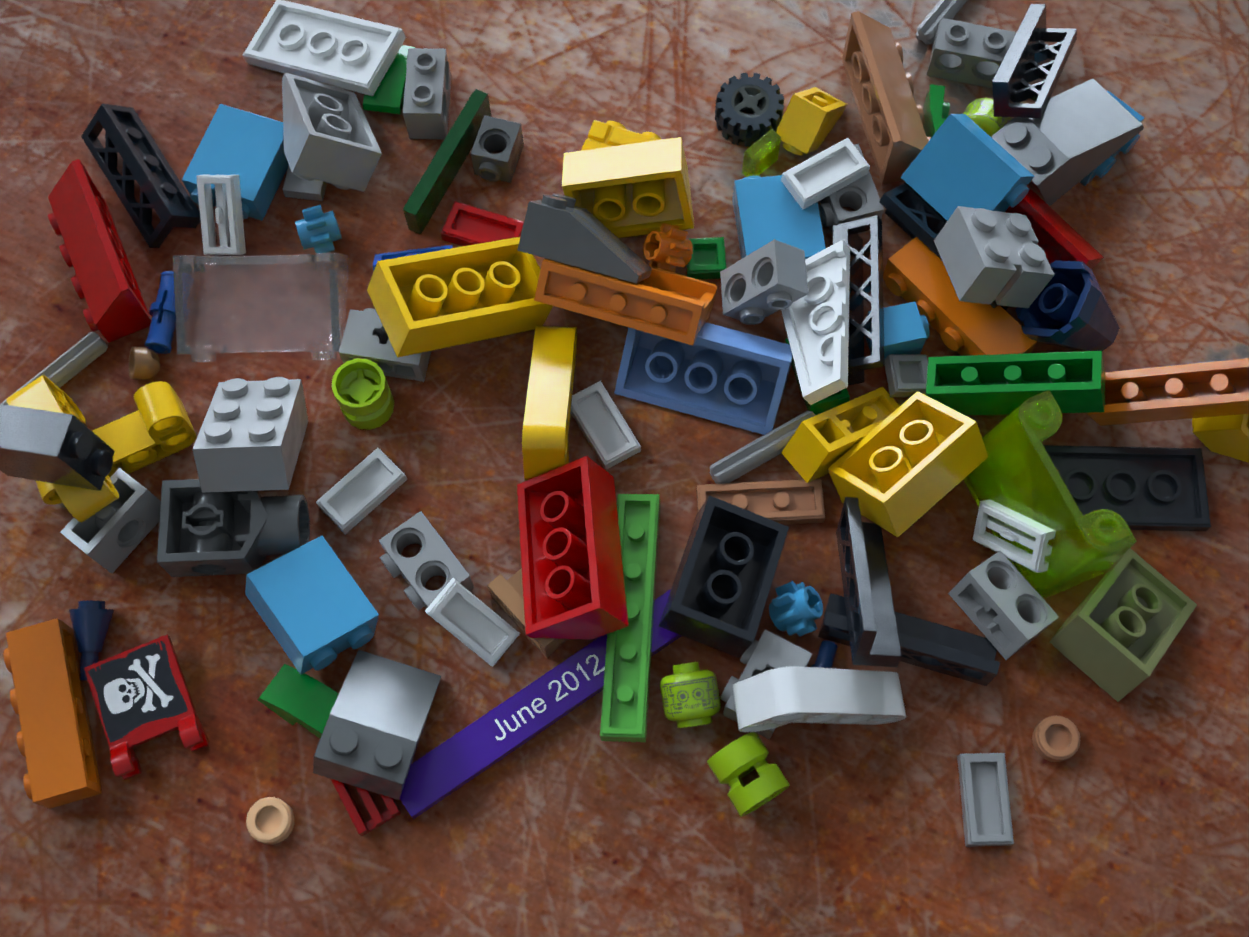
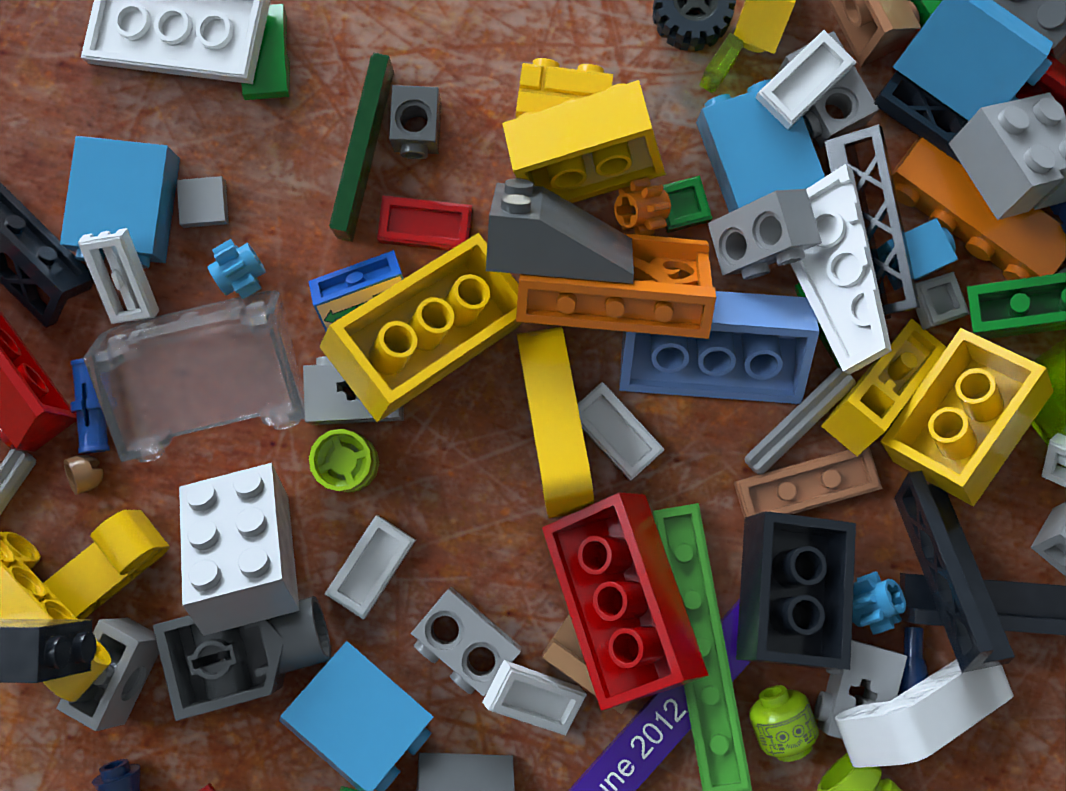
camera: 15 degrees left, 15 degrees up
(327, 134) = (212, 146): light grey slope -> none
(427, 93) = (315, 65): light grey brick -> none

